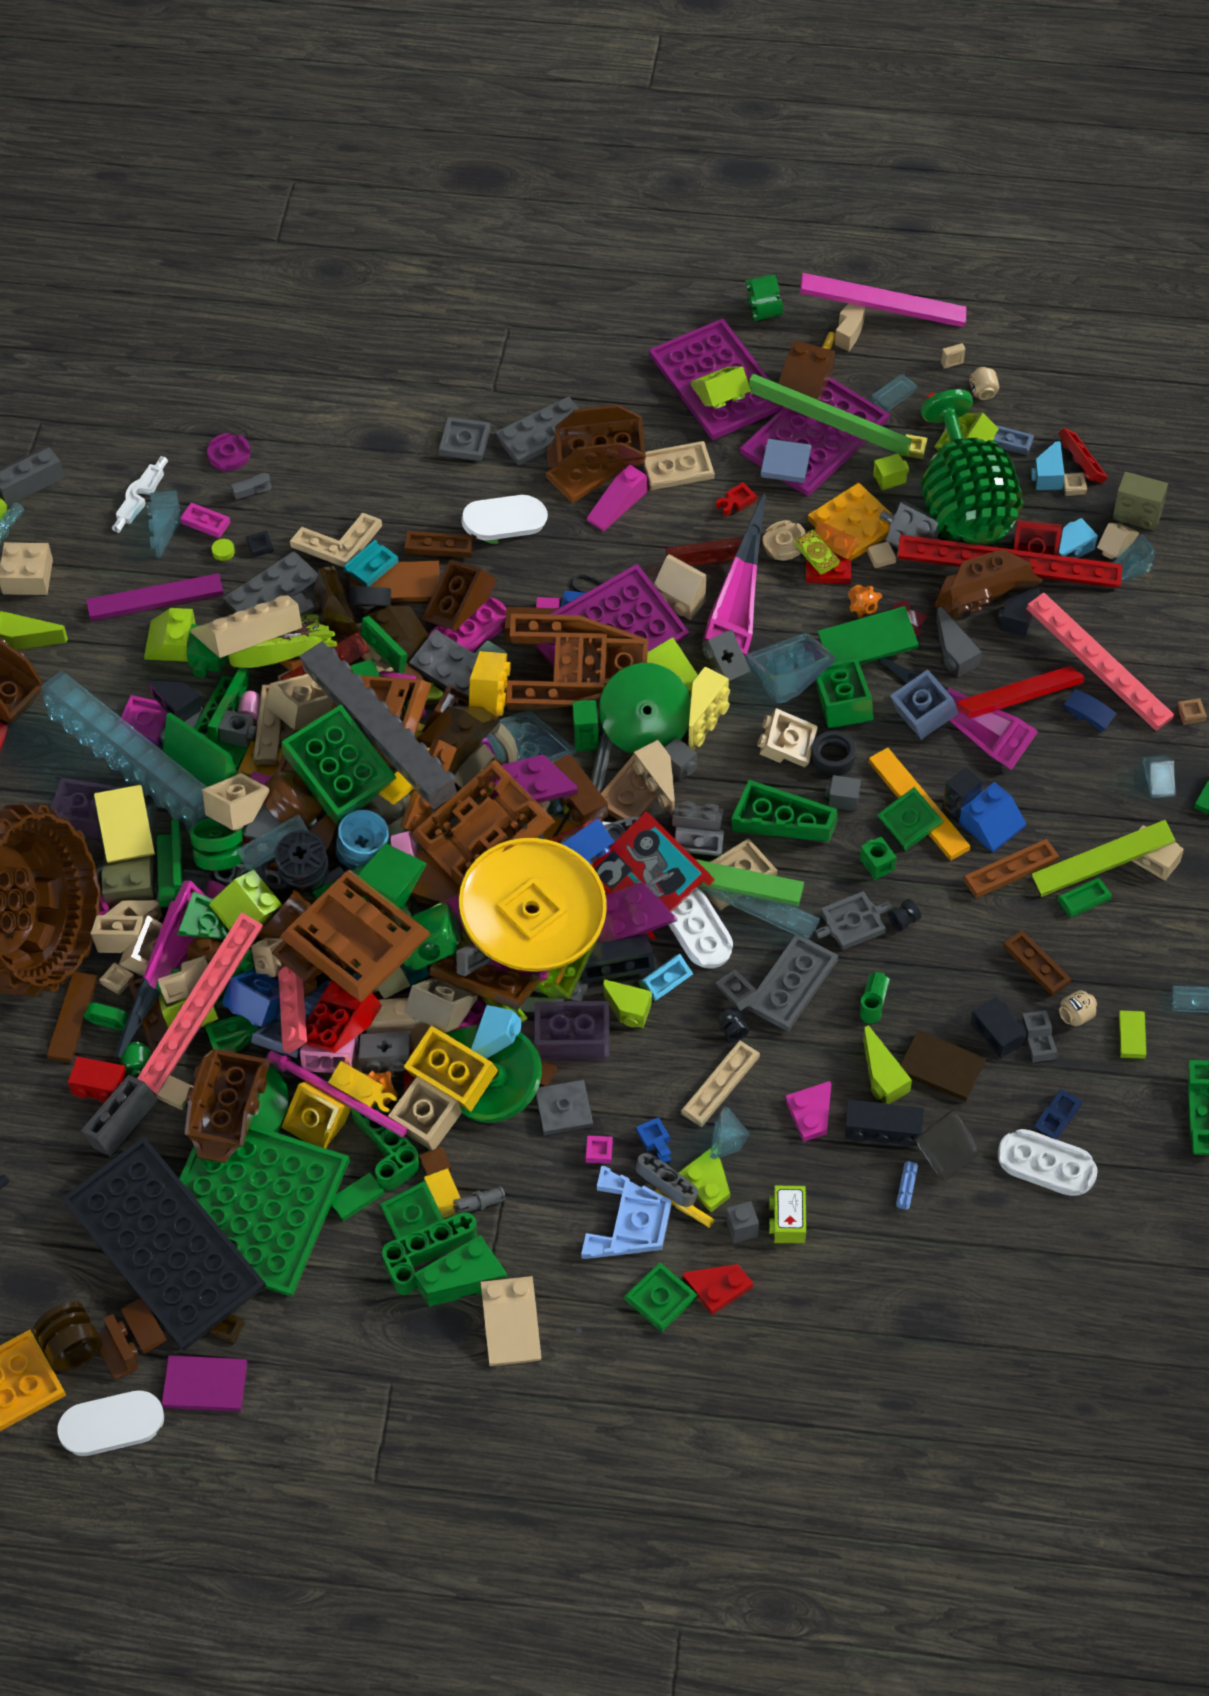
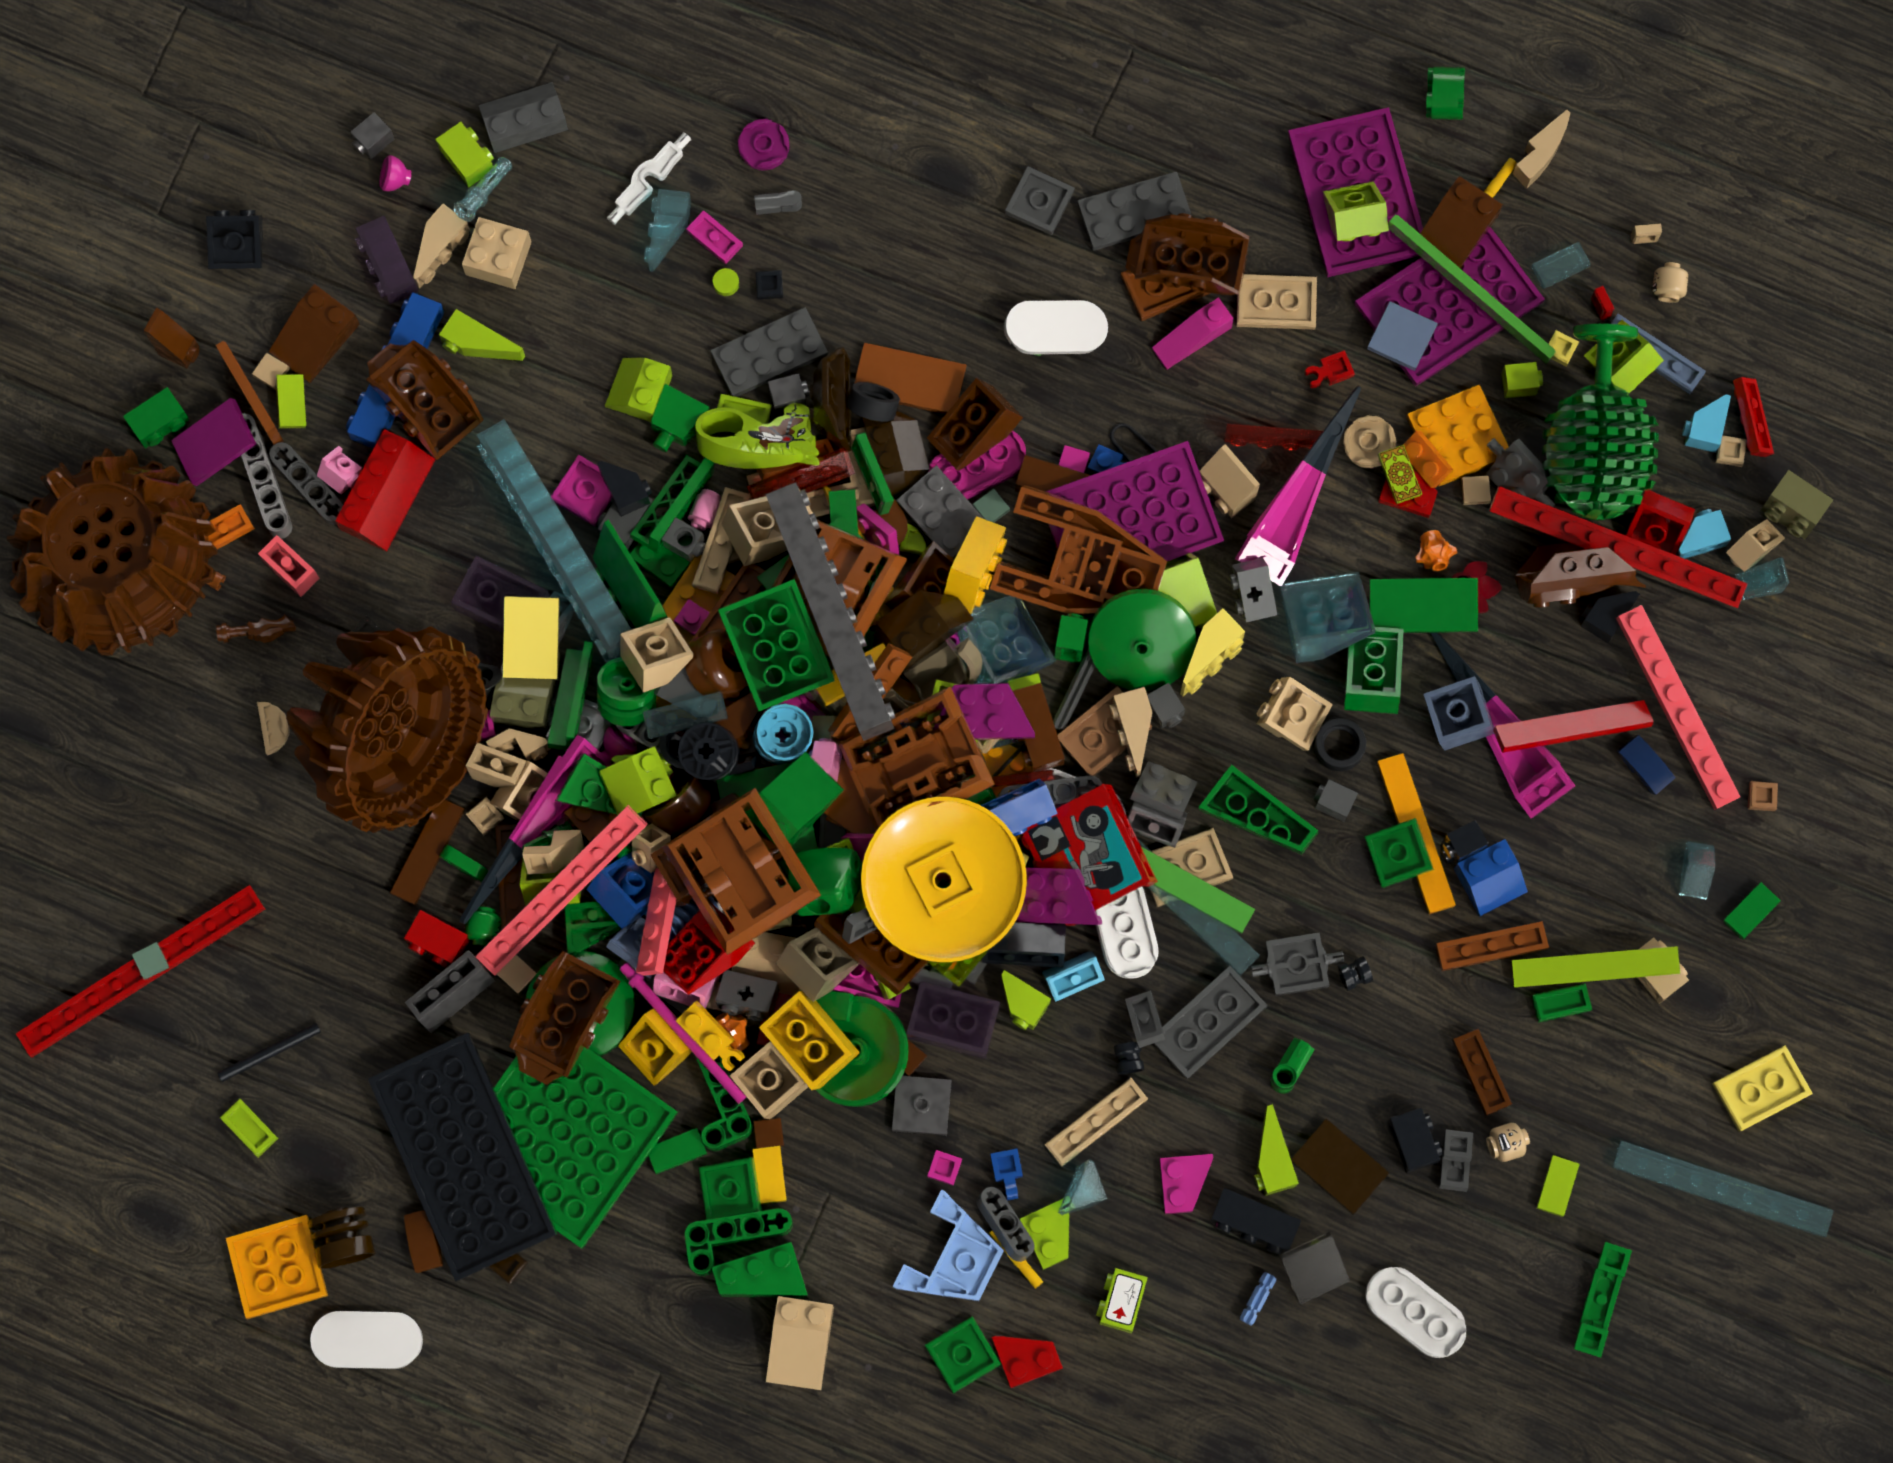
camera: 15 degrees right, 20 degrees up
(116, 1351) = (388, 1263): reddish brown bracket -> none
(154, 597) = (634, 327): magenta tile -> none
(204, 1383) = (471, 1322): magenta tile -> none
(250, 626) = (725, 412): tan slope -> none
(338, 551) = (862, 323): tan plate -> none
(371, 564) = (887, 353): teal plate -> none
(438, 544) = (972, 342): reddish brown plate -> none
(479, 1200) = (802, 1194): dark grey pin -> none
(496, 1031) = (868, 1010): medium azure slope -> none
(742, 1222) = (1070, 1296): dark grey brick -> none
(877, 865) = (1342, 903): green brick -> none
(883, 300) = (1585, 135): dark pink tile -> none
(958, 650) = (1521, 646): dark grey slope -> none
(1058, 1114) = (1445, 1261): dark blue slope -> none

